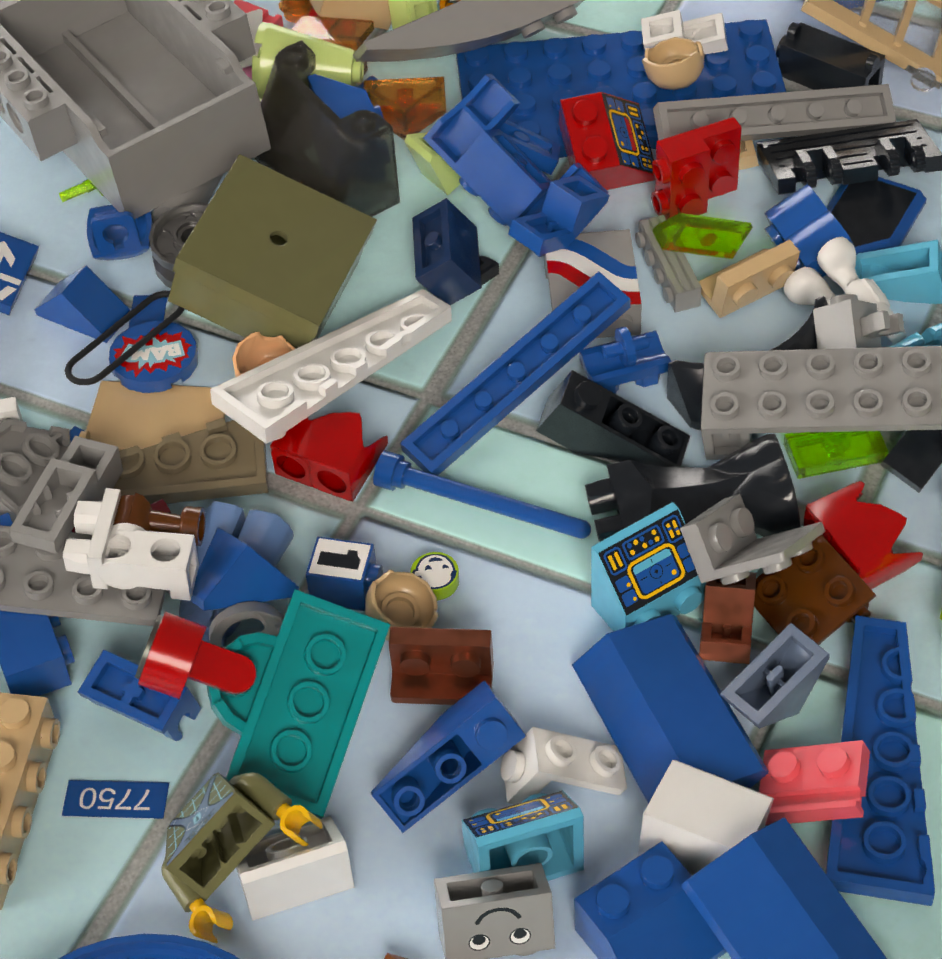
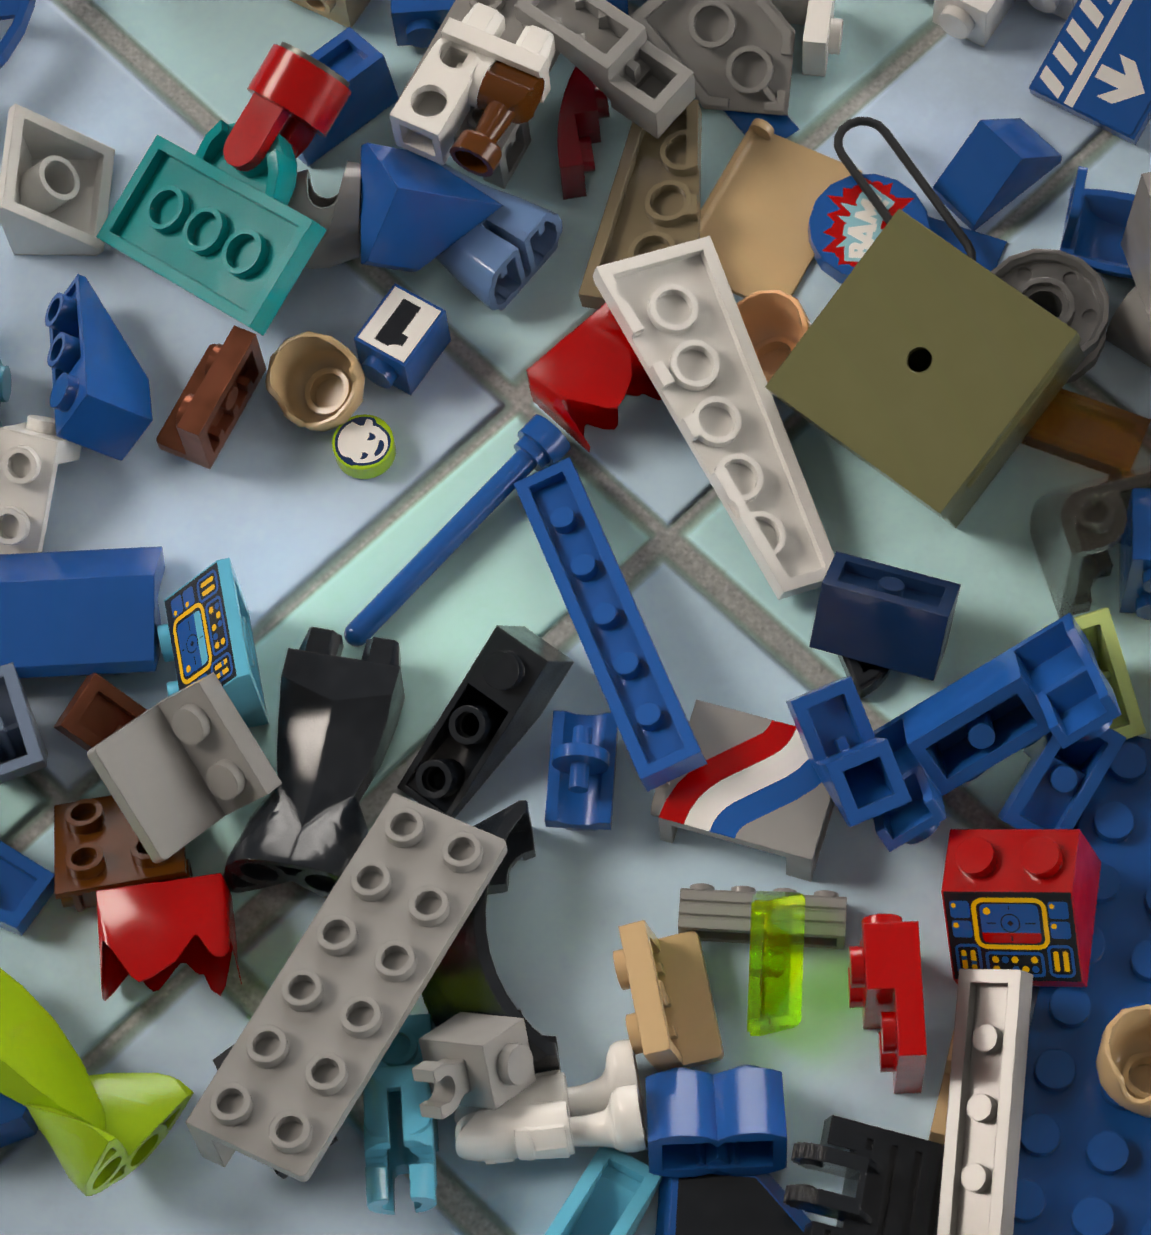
camera: 115 degrees right, 15 degrees up
(115, 799) = (234, 62): blue sticker -> none
(217, 834) = (91, 116): olive torso -> none

